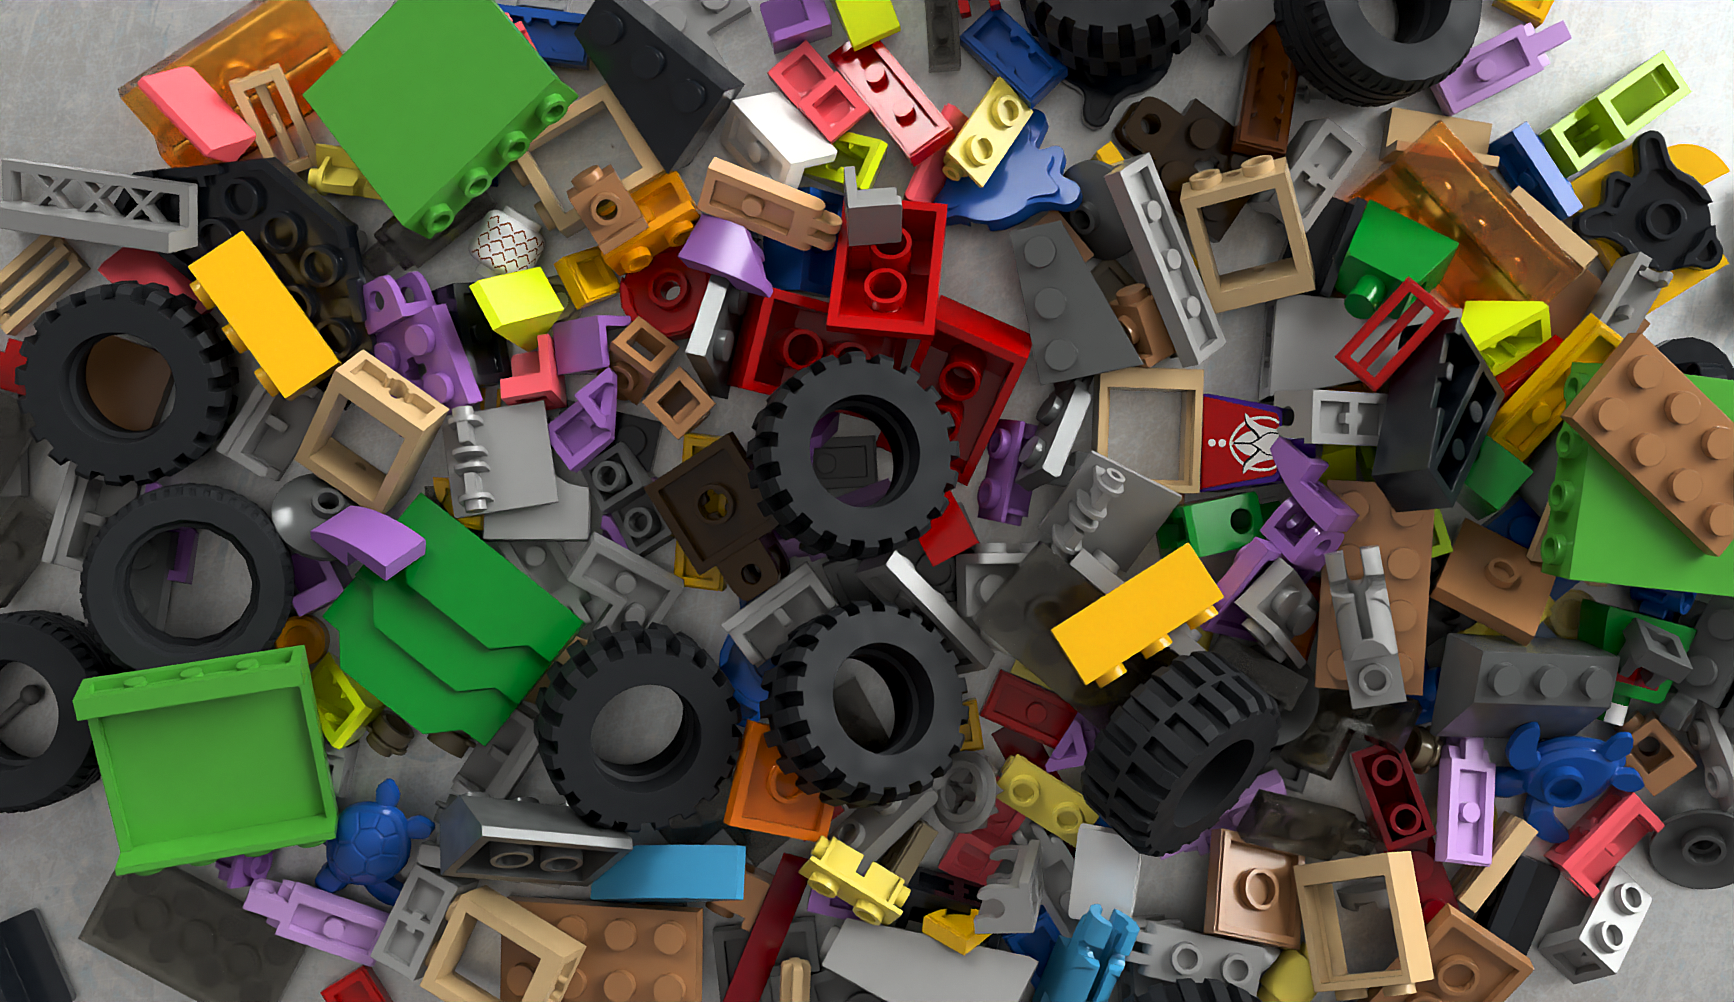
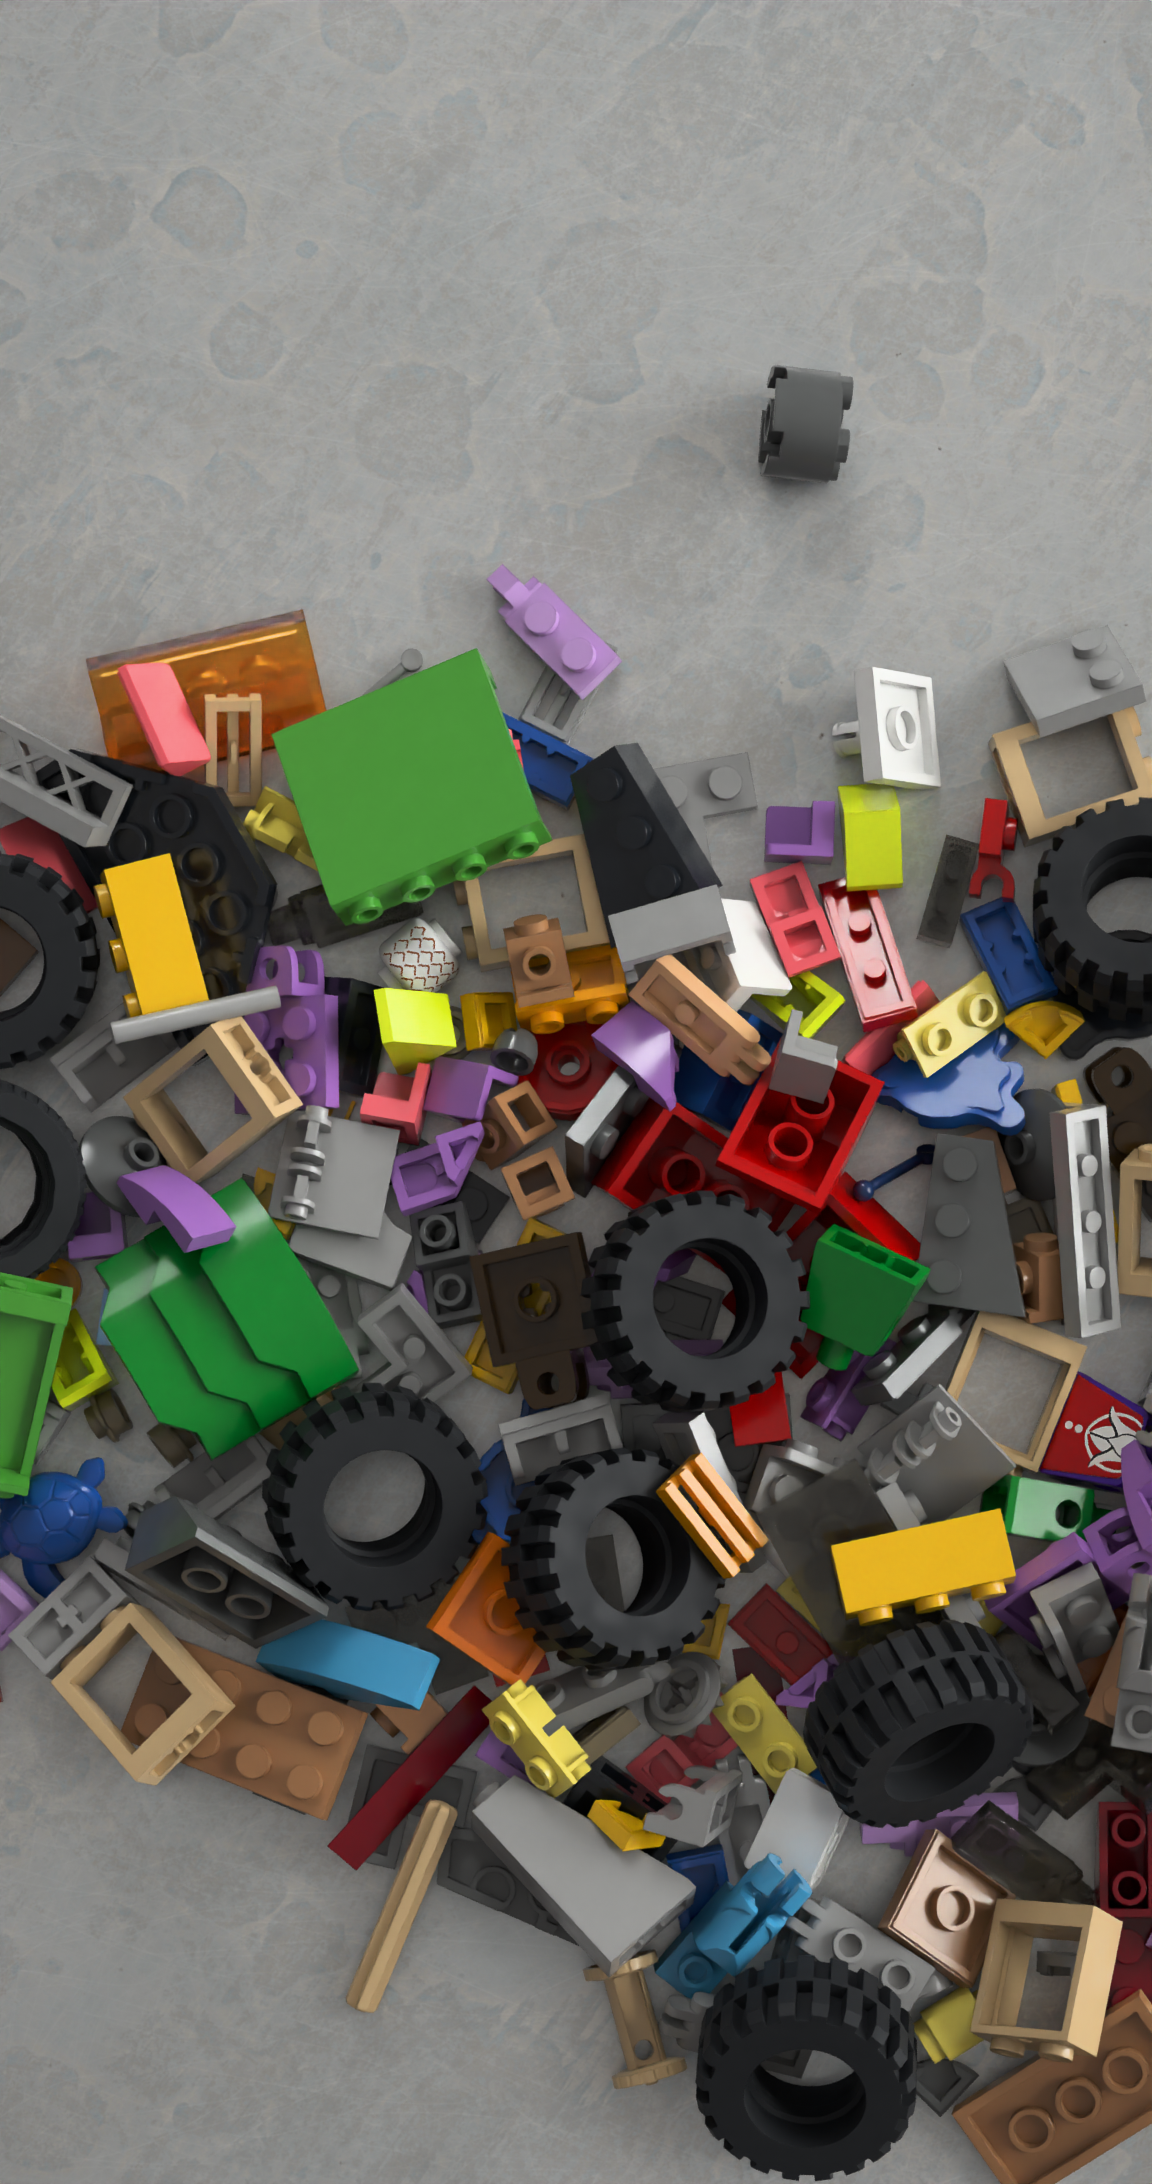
camera: 20 degrees right, 5 degrees down
(318, 366) = (195, 1014): none -> light grey bar
(618, 295) = (515, 1051): none -> dark grey hinge
(710, 134) = (670, 928): none -> light grey hinge
(946, 621) = (718, 1508): none -> light orange tile
(964, 304) = (864, 1189): none -> dark blue hinge
(991, 398) = (857, 1294): none -> green torso
(1066, 104) = (1044, 1024): none -> yellow tile

